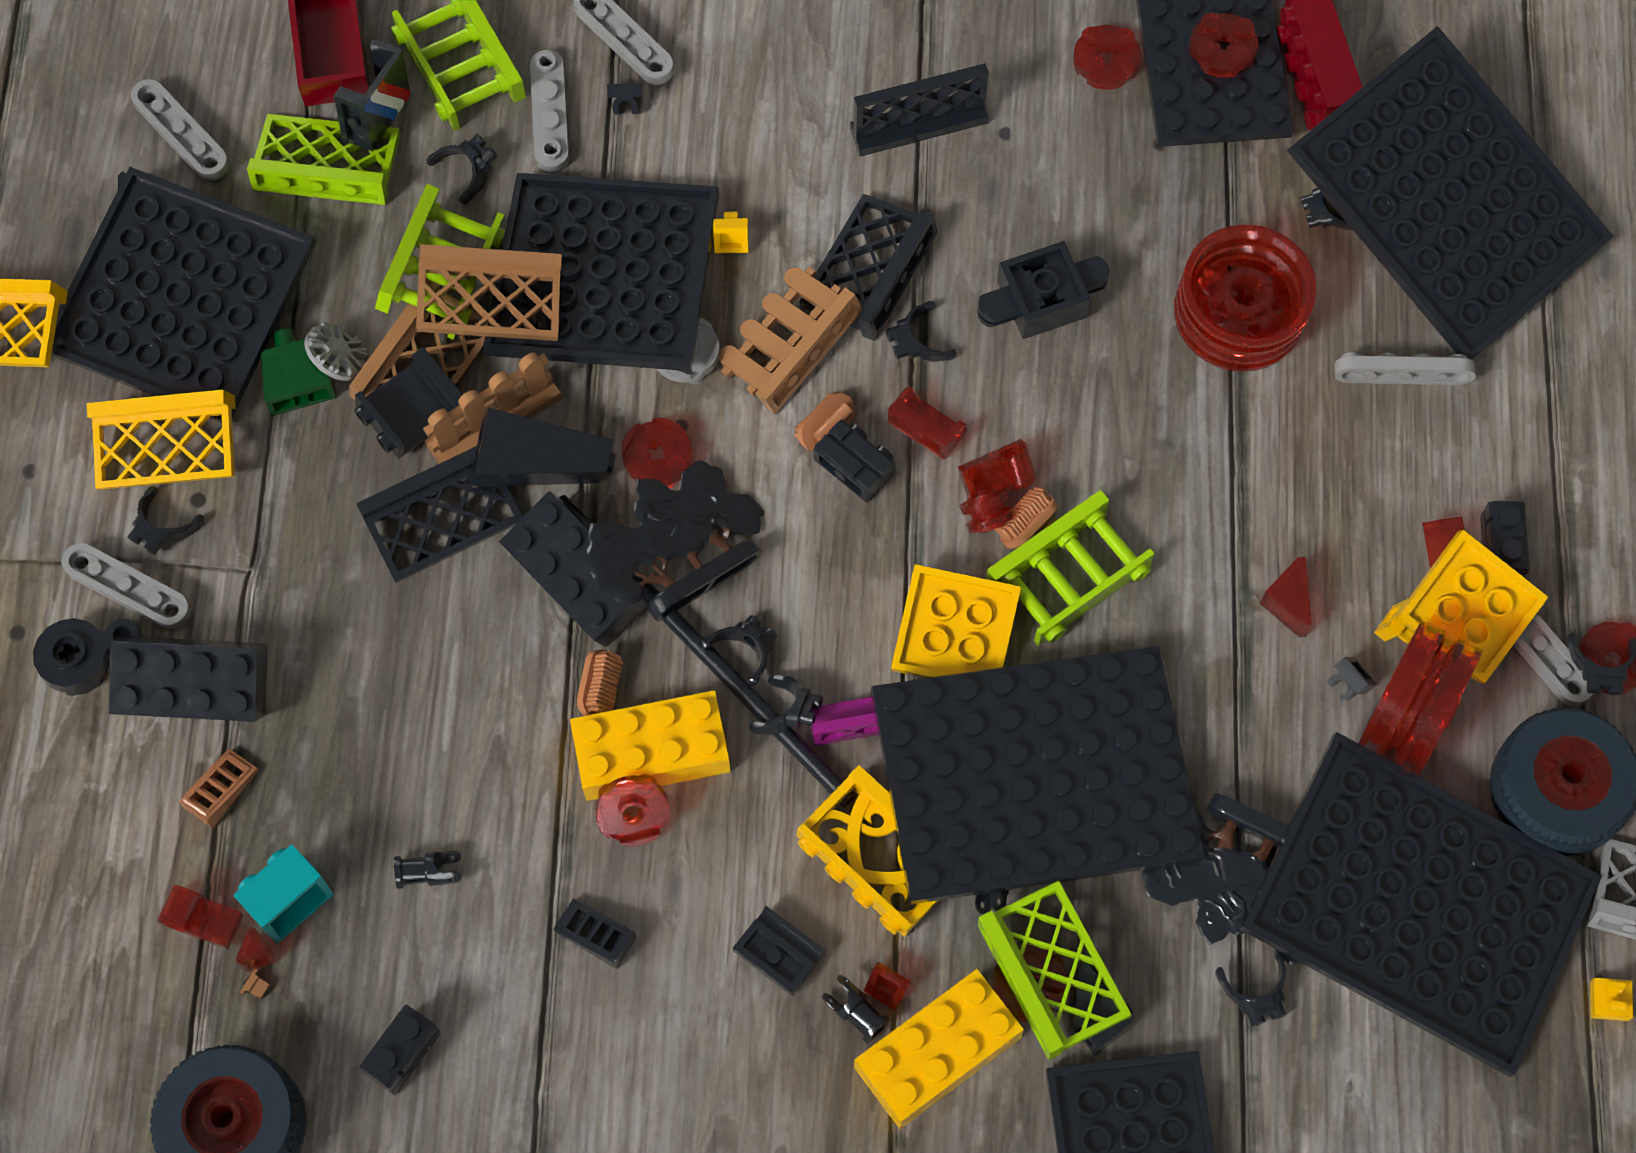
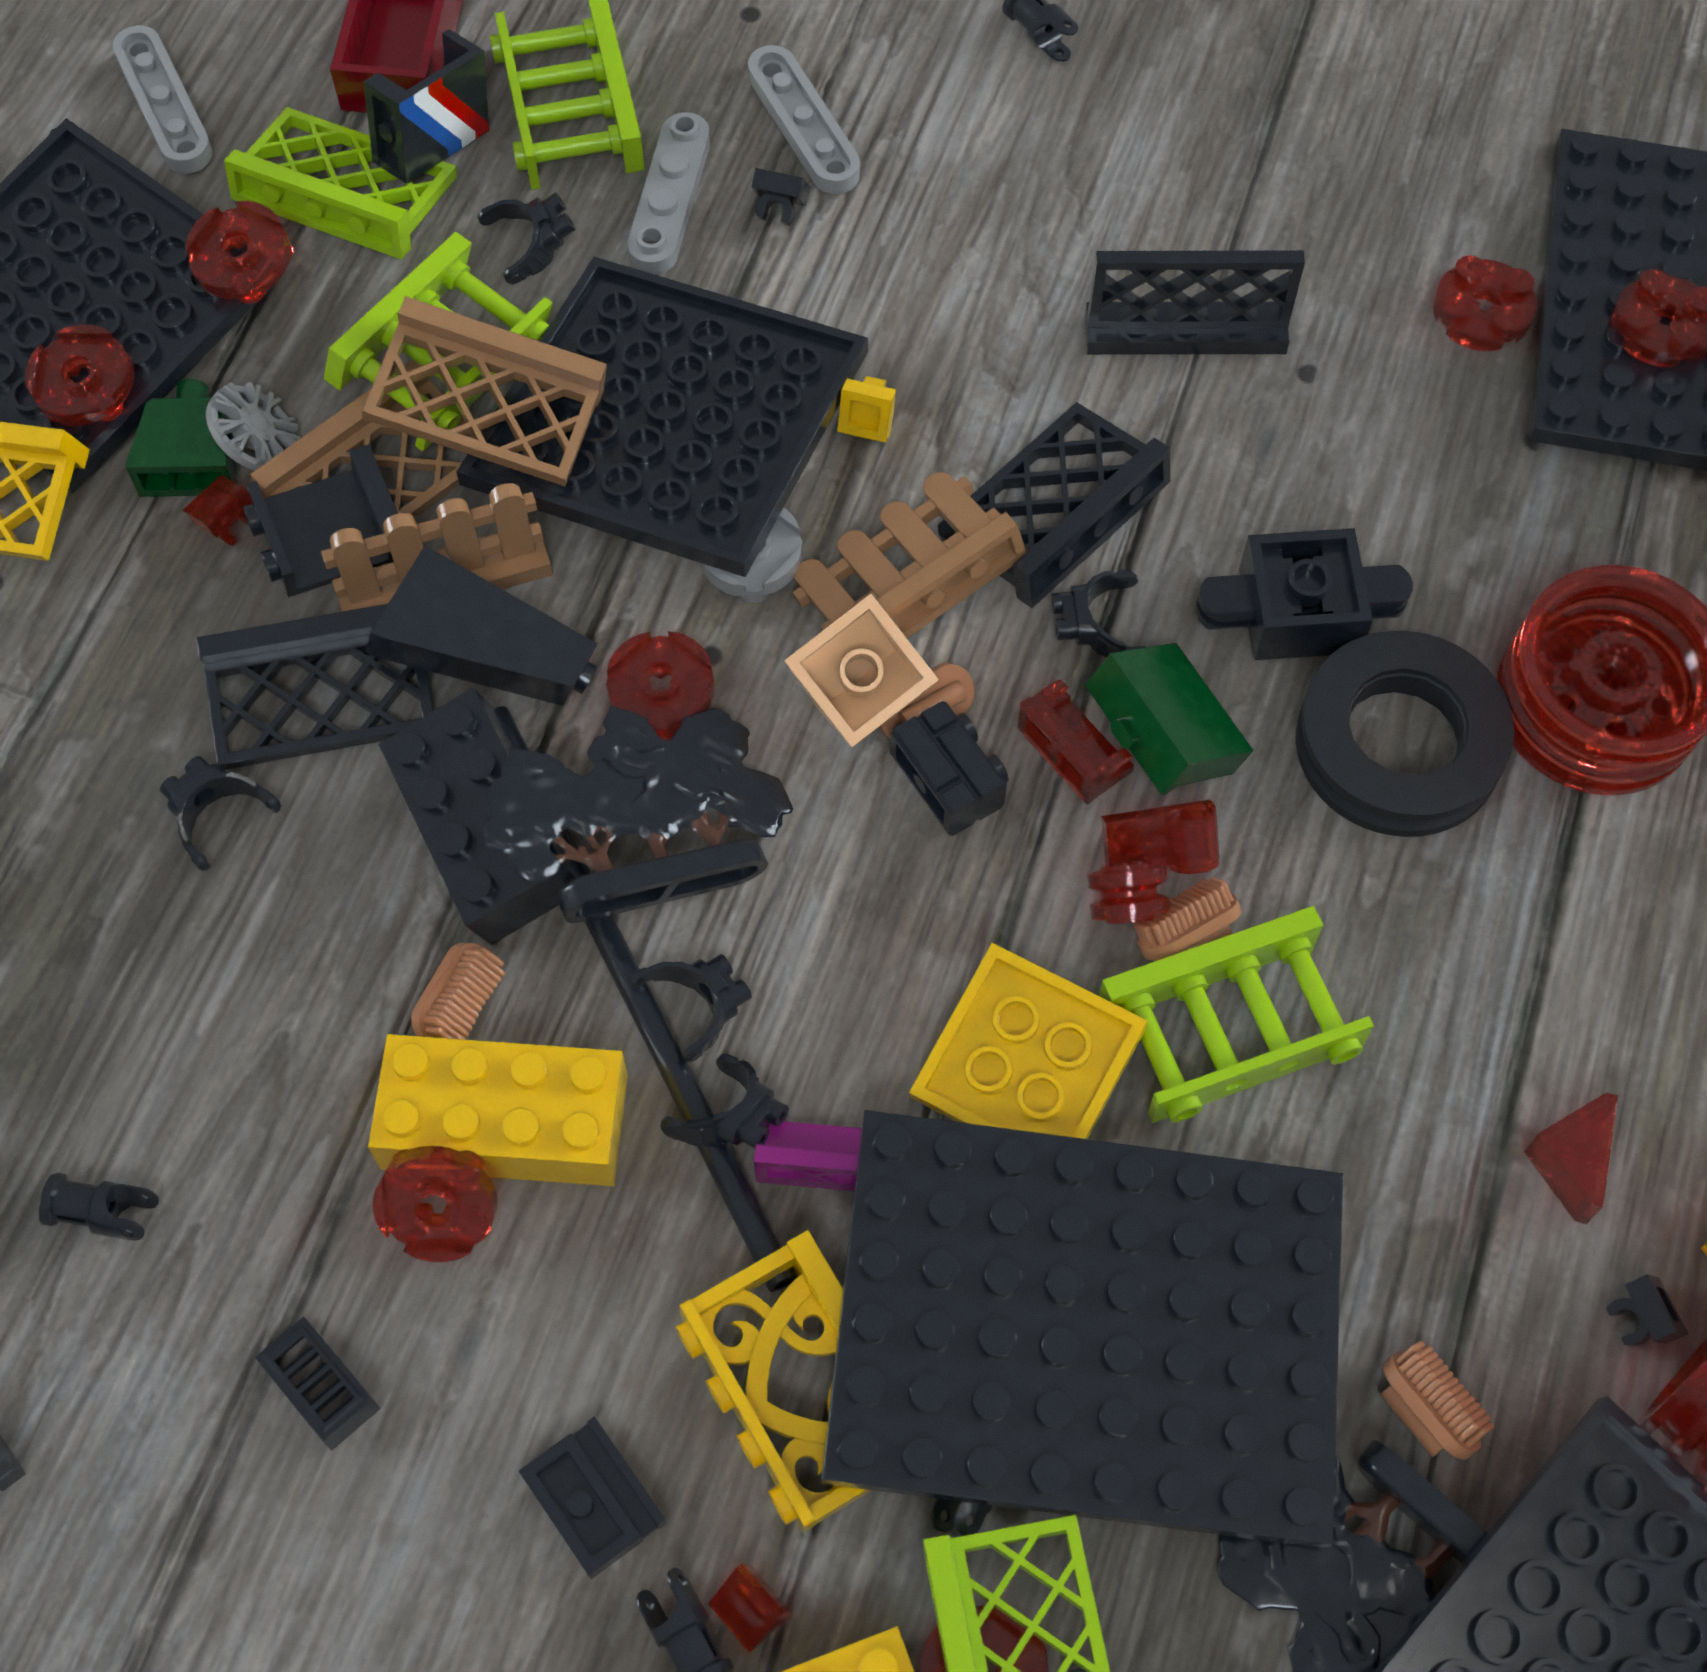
camera: 15 degrees right, 5 degrees down
(196, 336) = (95, 397): none -> clear red plate
(296, 252) = (252, 272): none -> clear red plate
(334, 412) = (219, 508): none -> clear red tile
(390, 596) = (201, 787): none -> black helmet
(784, 415) = (861, 671): none -> light nougat slope
(980, 392) = (1167, 716): none -> dark green container
(1141, 321) = (1418, 667): none -> black tyre
(1242, 763) = (1434, 1403): none -> nougat piece

